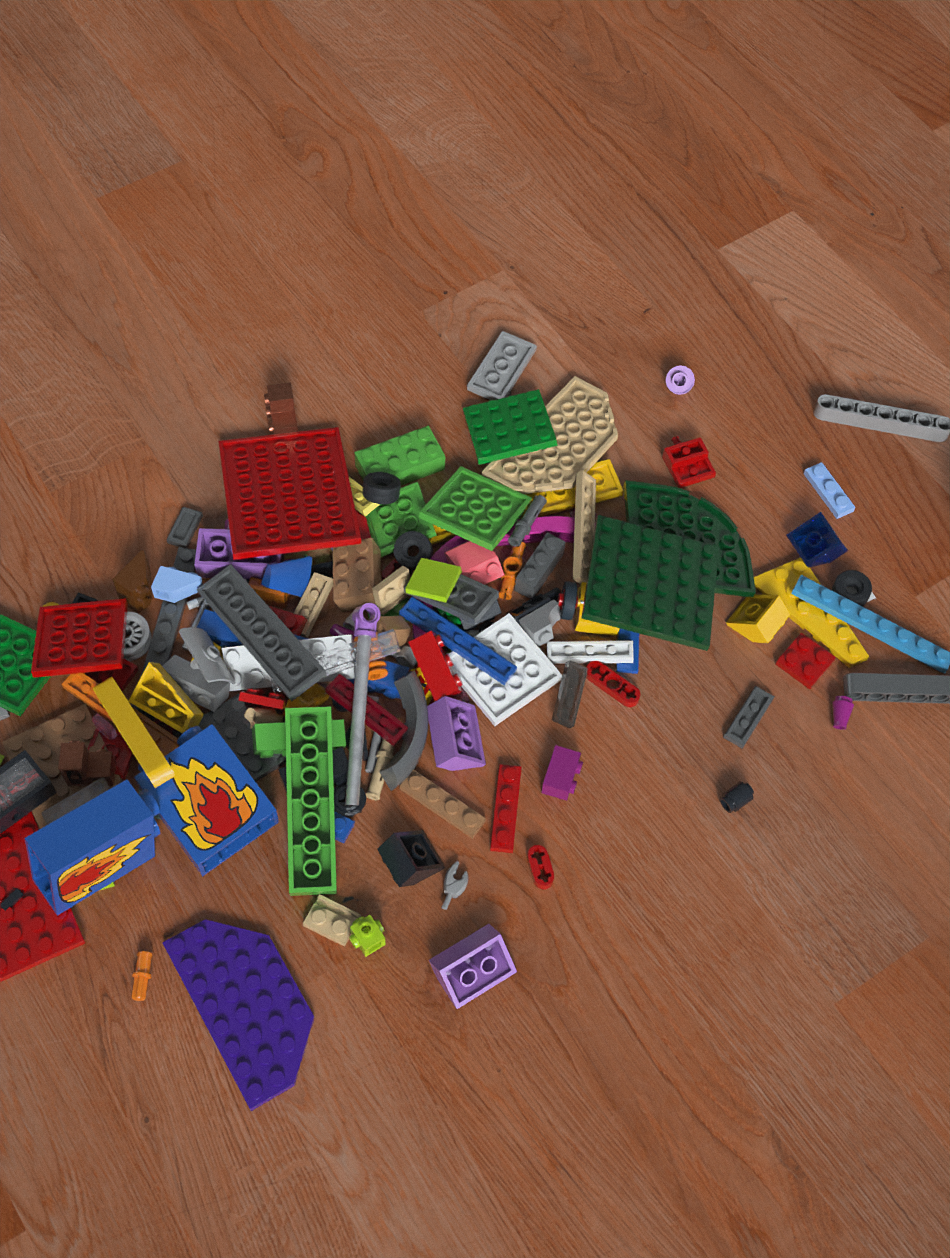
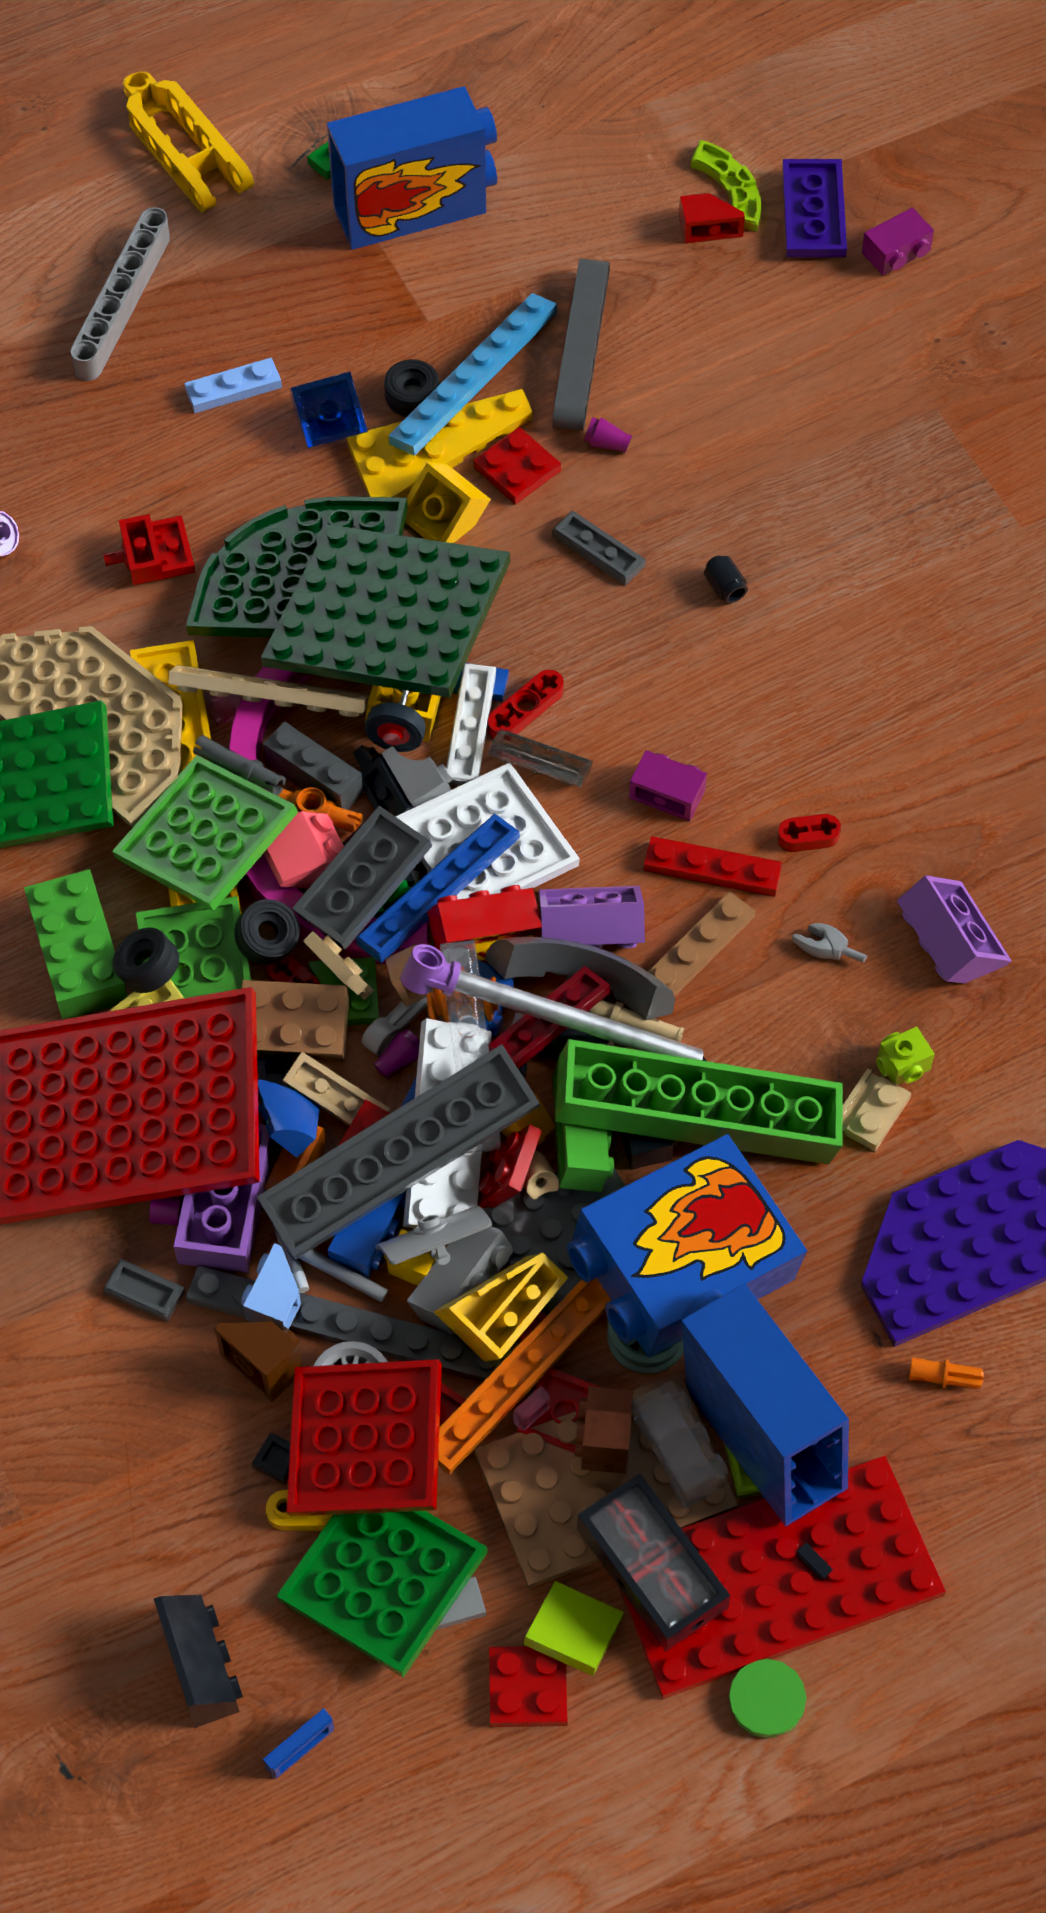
camera: 80 degrees left, 0 degrees up
(134, 732) = (574, 1332): yellow beam -> none
(410, 857) = (787, 994): black slope -> none
(433, 580) = (341, 895): lime tile -> none

